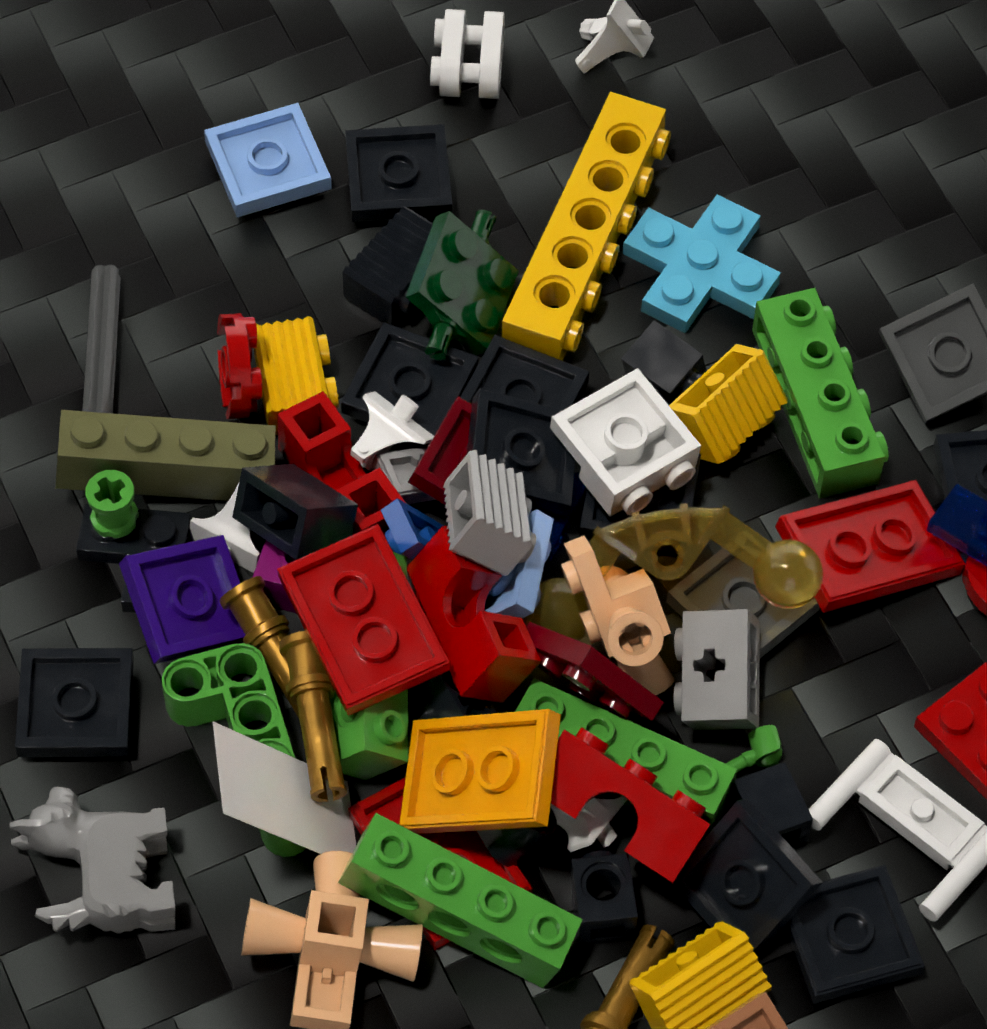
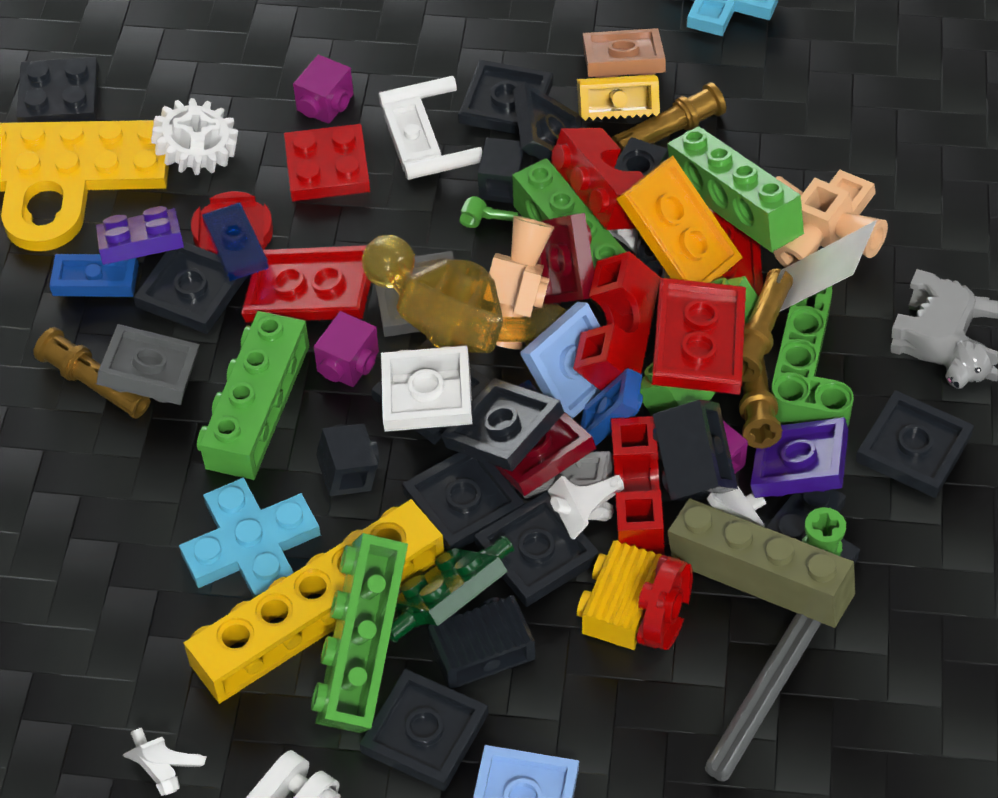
camera: 145 degrees left, 5 degrees down
(488, 514) = (569, 355): light grey brick -> none
(505, 180) = (361, 633): none -> bright green brick
(730, 402) = (328, 404): yellow brick -> none
(734, 694) = (475, 235): light grey brick -> none
(762, 486) = (346, 349): none -> magenta brick

